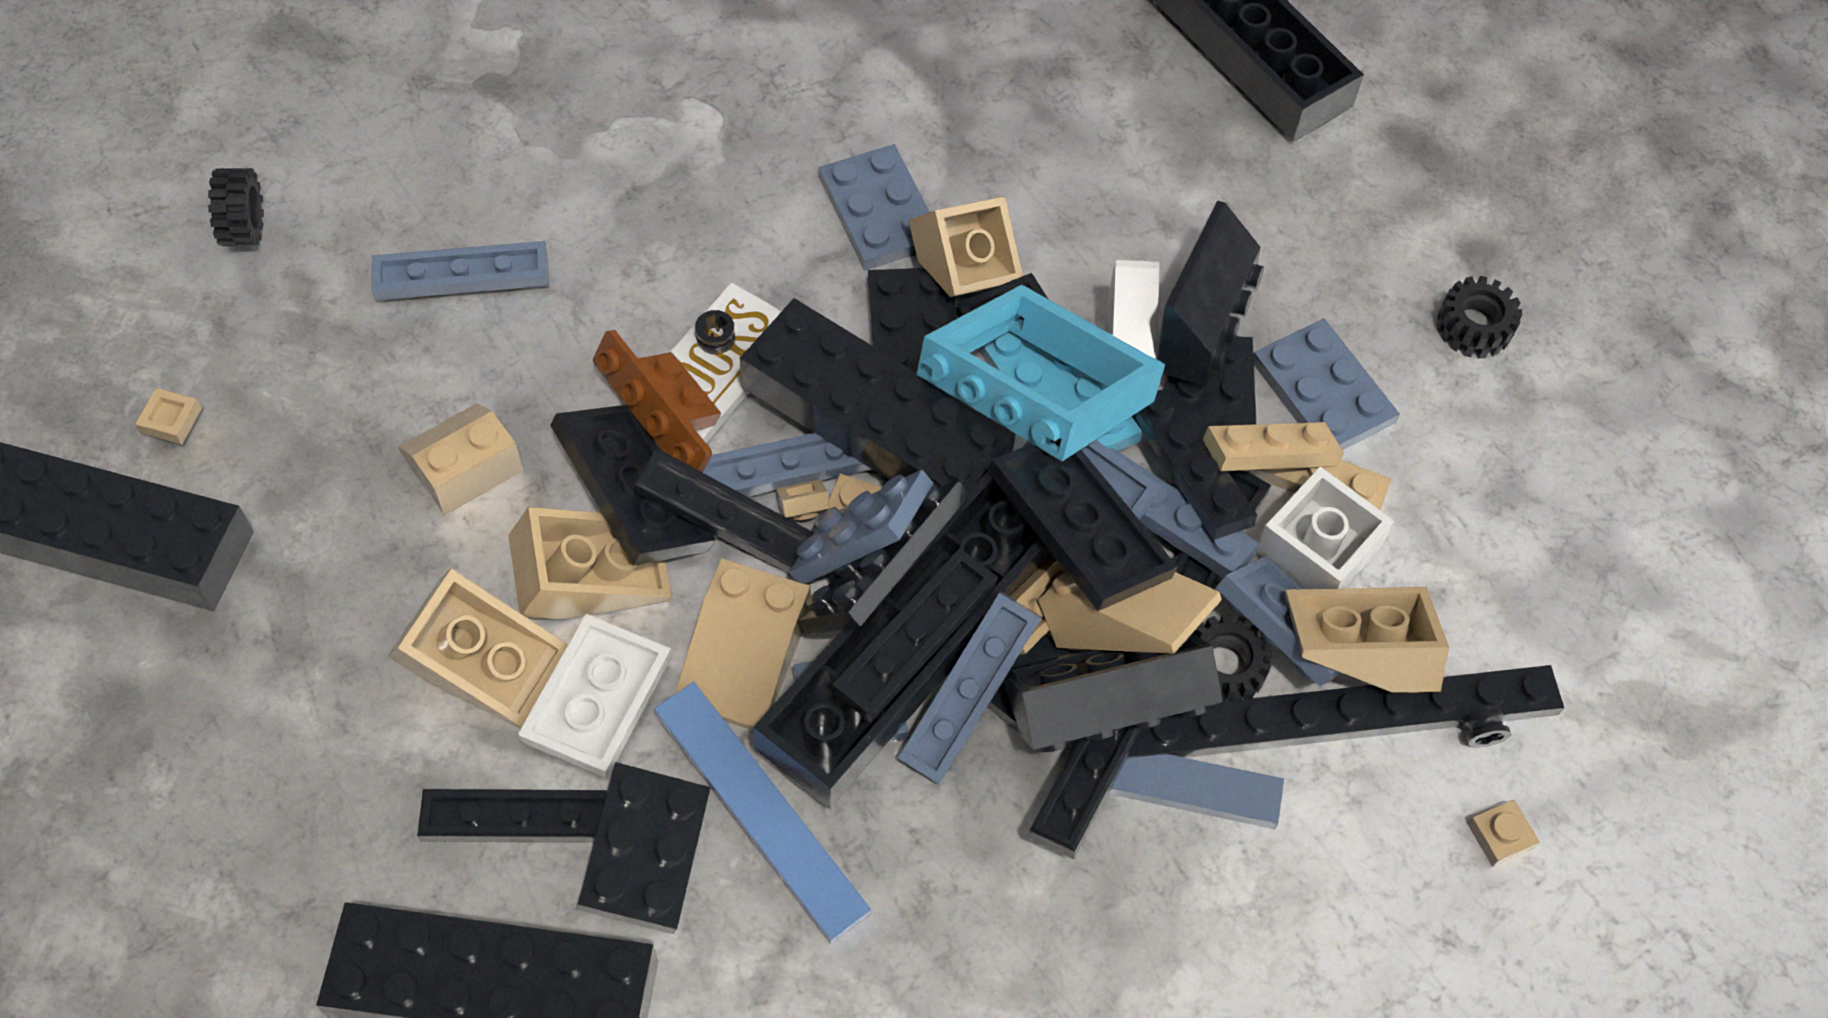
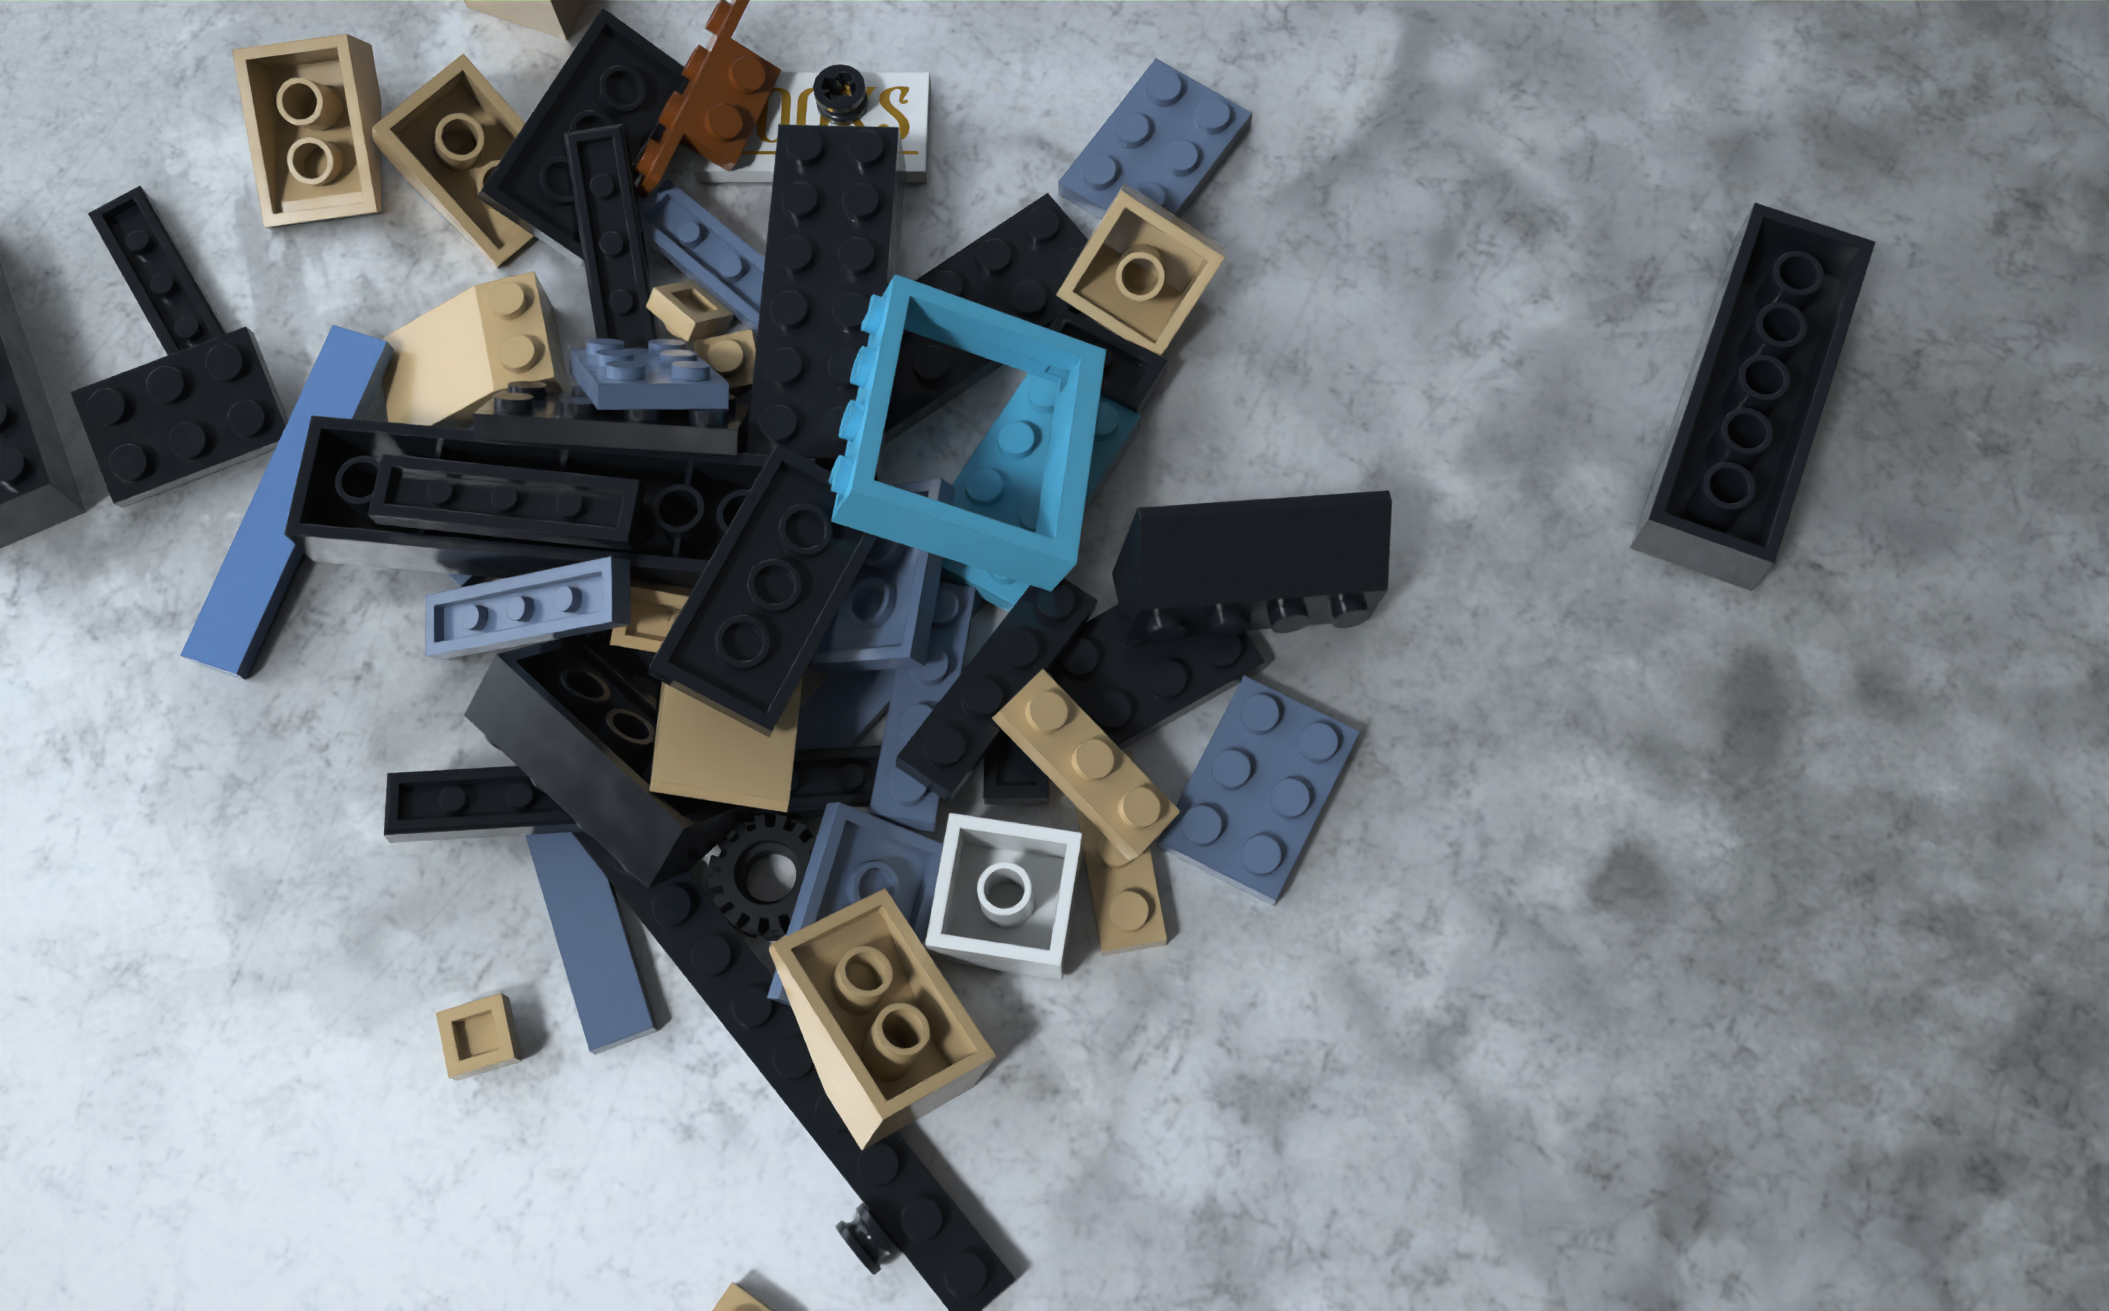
camera: 65 degrees right, 10 degrees up
(595, 695) = (331, 267): white plate -> none
(1133, 304) = (1182, 474): white slope -> none
(1231, 883) = (478, 1037): none -> tan plate
(1488, 300) = (1532, 892): black tyre -> none

